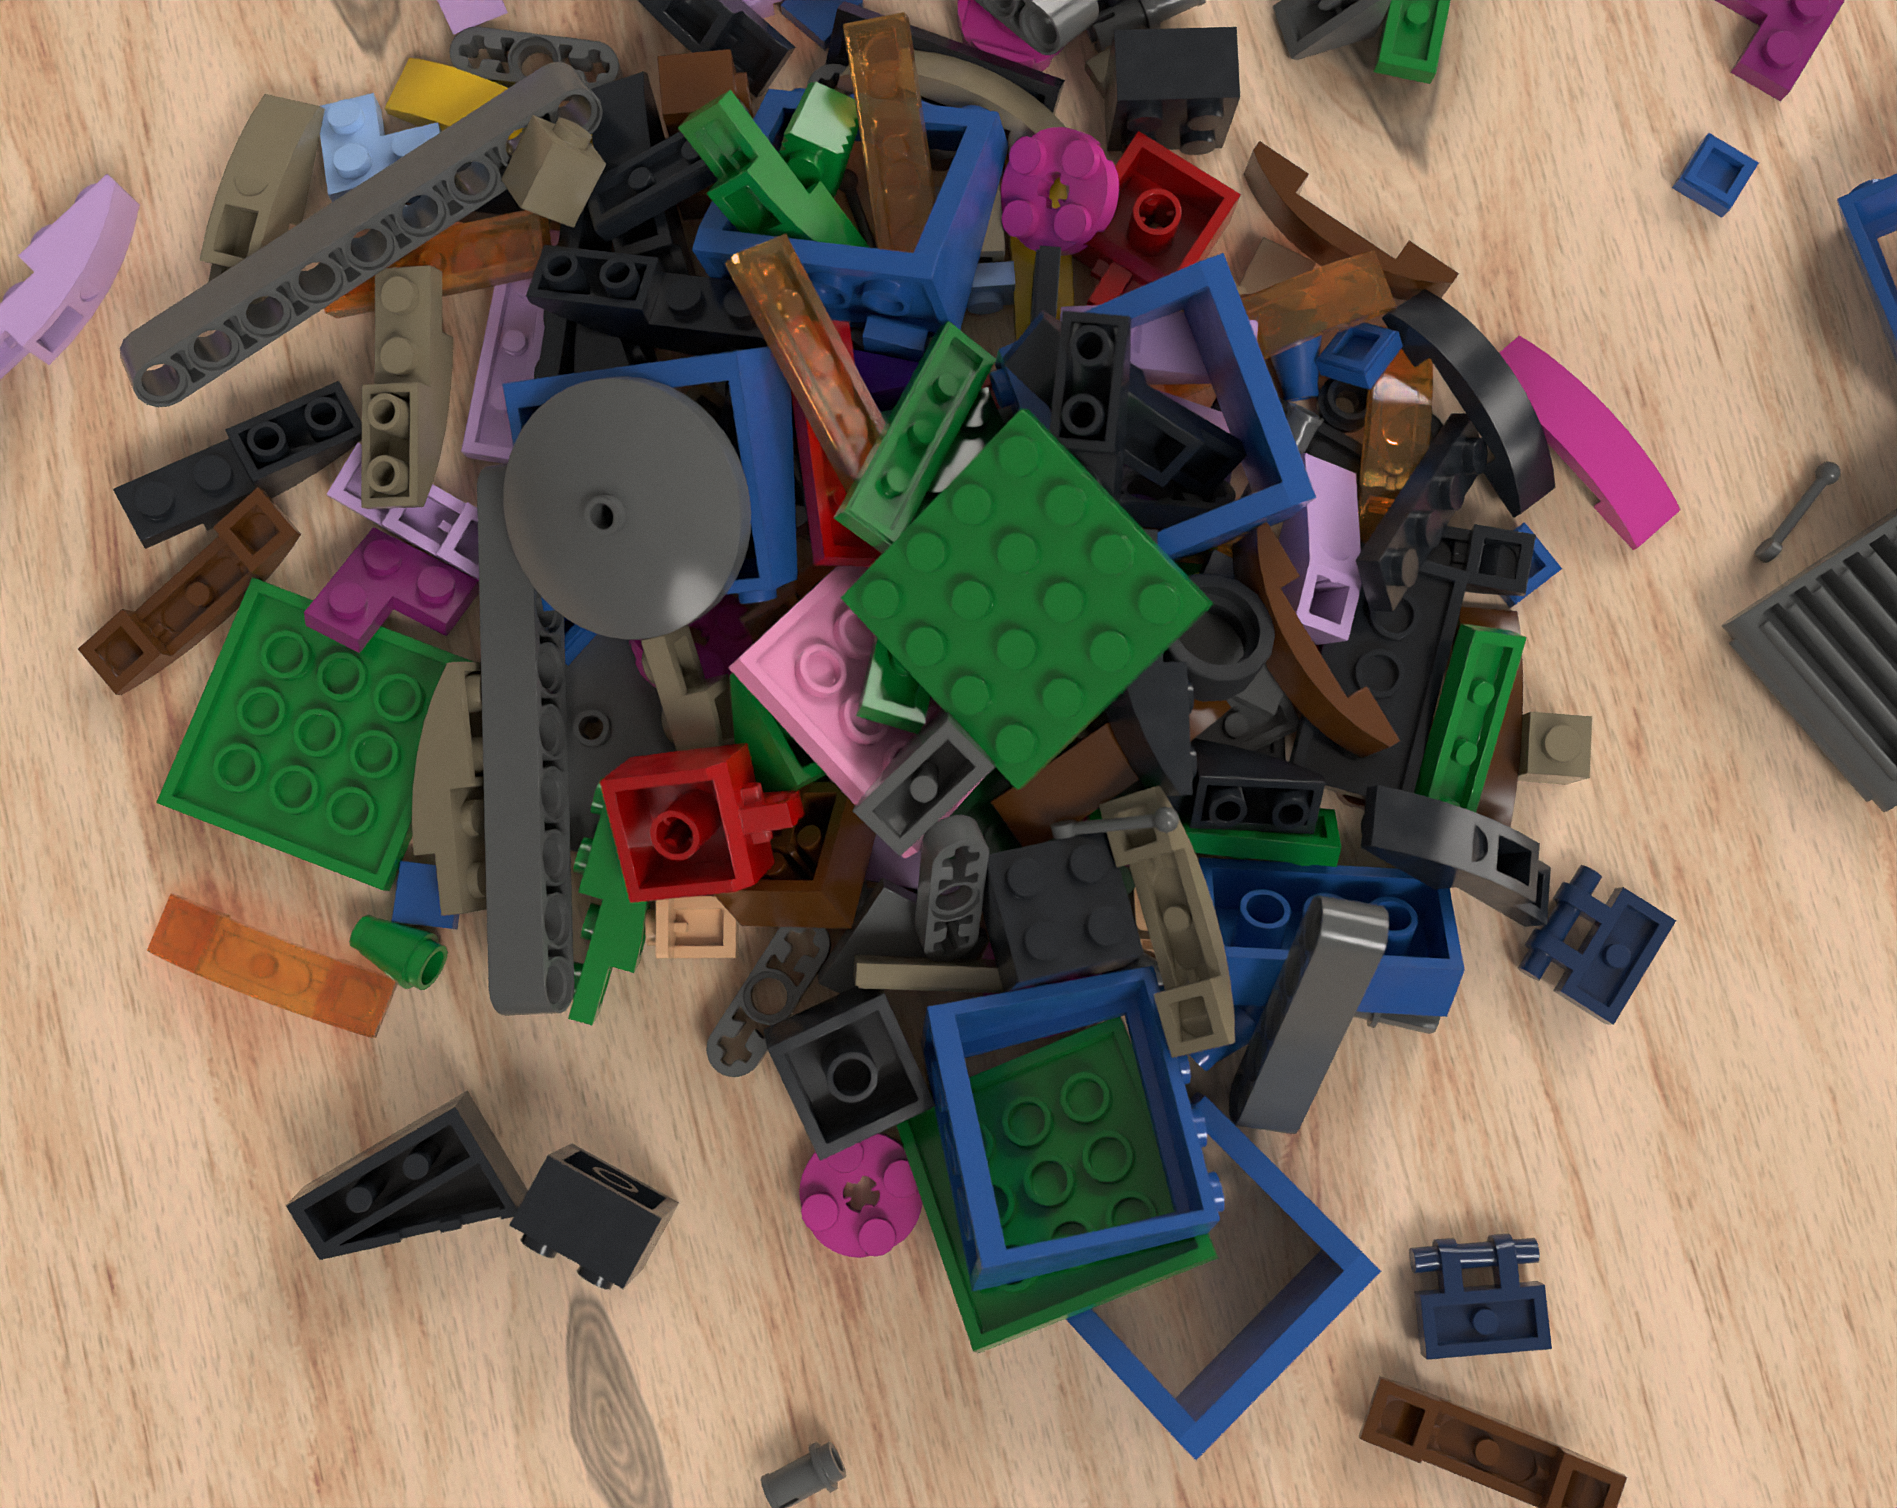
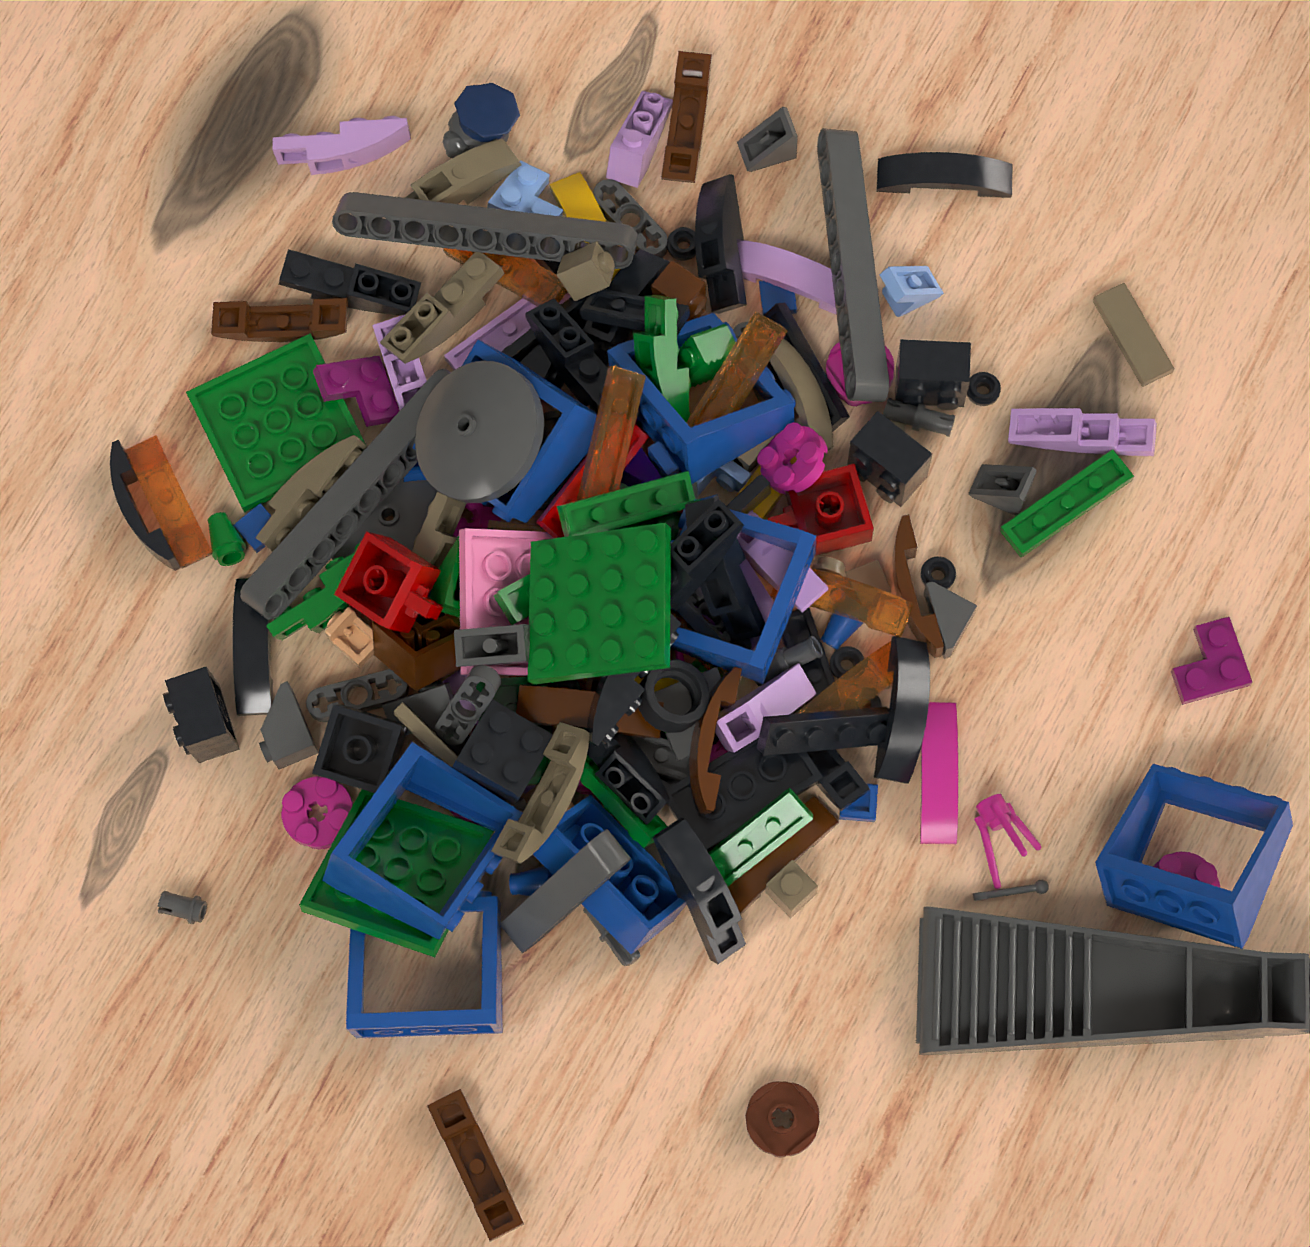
camera: 50 degrees right, 10 degrees down
(176, 991) = (122, 476): none -> black slope
(212, 85) = (481, 116): none -> dark blue piece
(413, 1183) = (143, 636): black wedge -> none
(581, 1073) = (250, 658): none -> black slope
(631, 23) = (680, 235): none -> black plate
(722, 1127) = (286, 731): none -> dark grey slope
(1164, 820) = (575, 745): dark grey hinge -> none
(1354, 175) = (941, 564): none -> black plate
(1359, 354) = (867, 644): blue tile -> none
(1424, 218) = (952, 614): none -> dark grey slope
(1484, 1317) = (529, 1107): dark blue plate -> none
(1612, 955) = (735, 1005): dark blue plate -> none
(1703, 430) = (999, 815): none -> dark pink plant
(1715, 175) = (1116, 710): blue tile -> none
(1759, 1049) = (782, 1096): none -> copper plate

